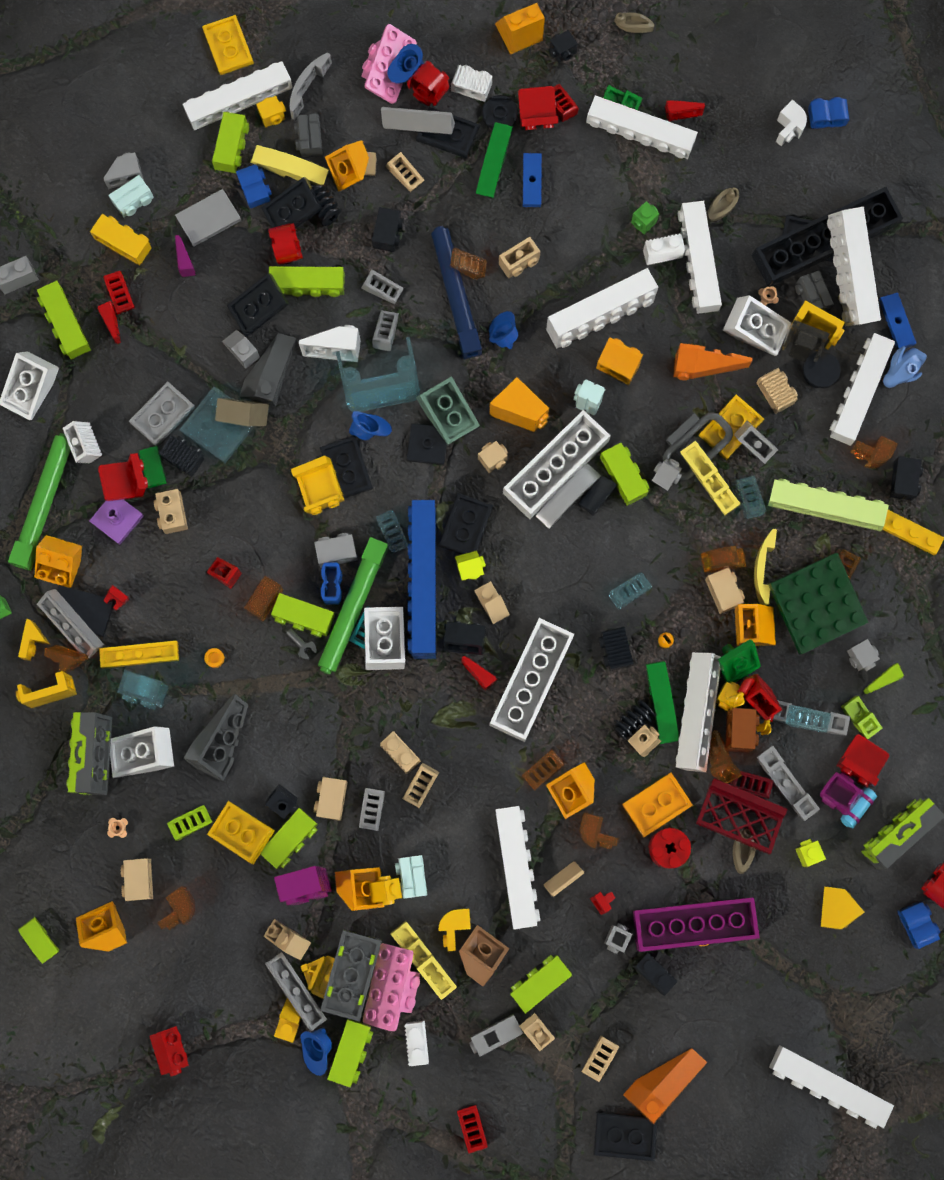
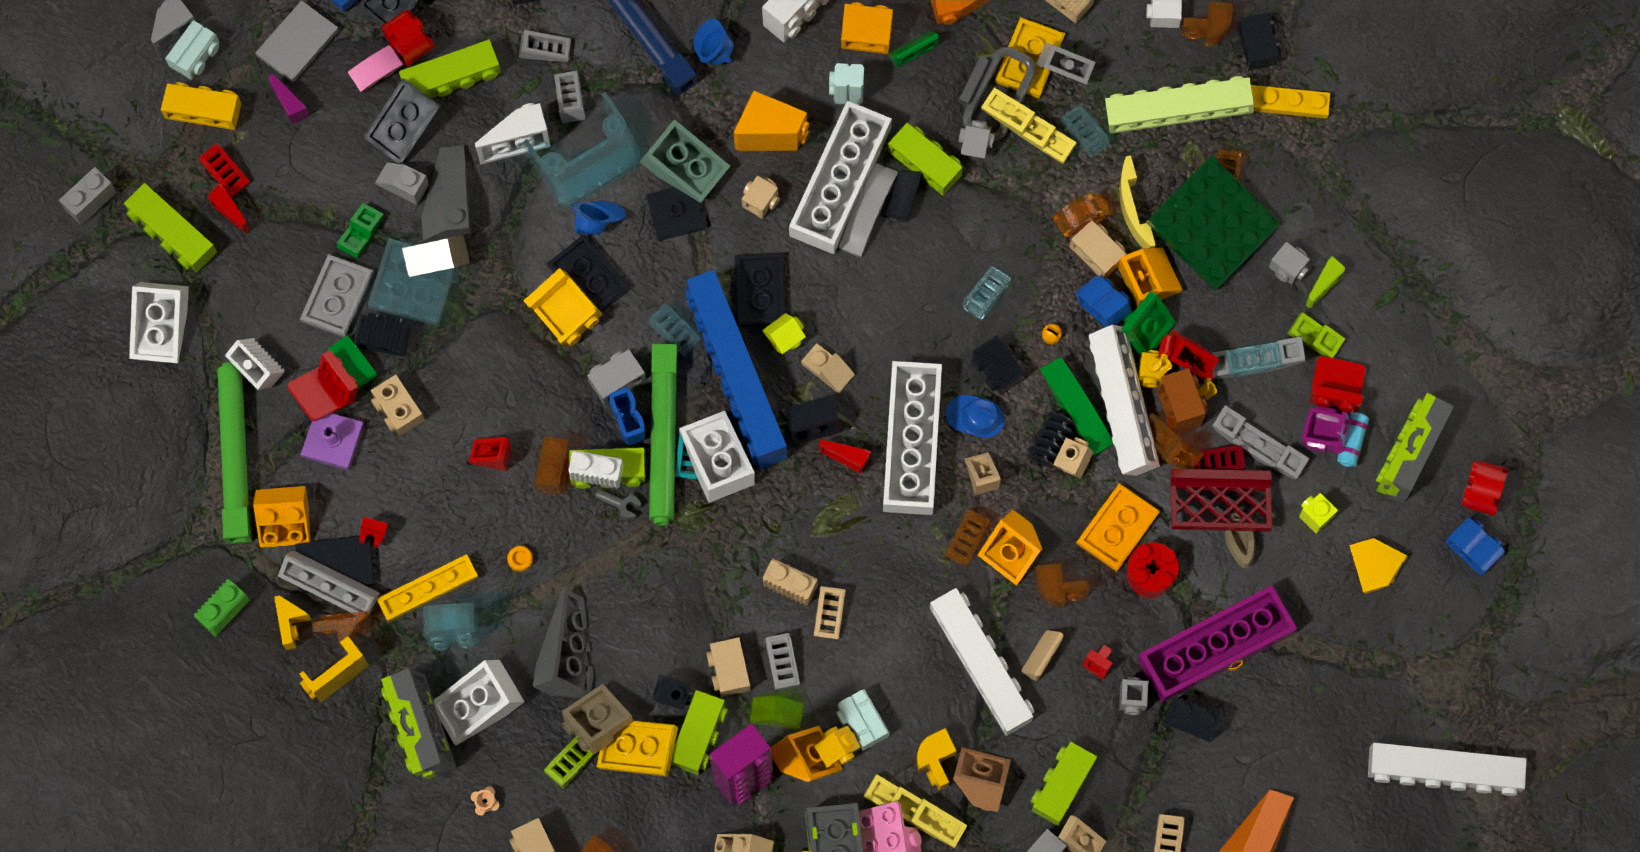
camera: 20 degrees left, 5 degrees down
(197, 373) = (361, 229): none -> green slope
(219, 800) = (595, 719): none -> dark tan plate
(255, 257) = (375, 68): none -> bright pink slope
(290, 615) = (596, 469): none -> white brick
(352, 845) = (776, 711): none -> clear neon green slope
(573, 725) = (982, 473): none -> tan slope
(585, 680) = (975, 416): none -> blue piece
(649, 388) = (914, 48): none -> green slope
(713, 632) = (1103, 301): none -> blue brick

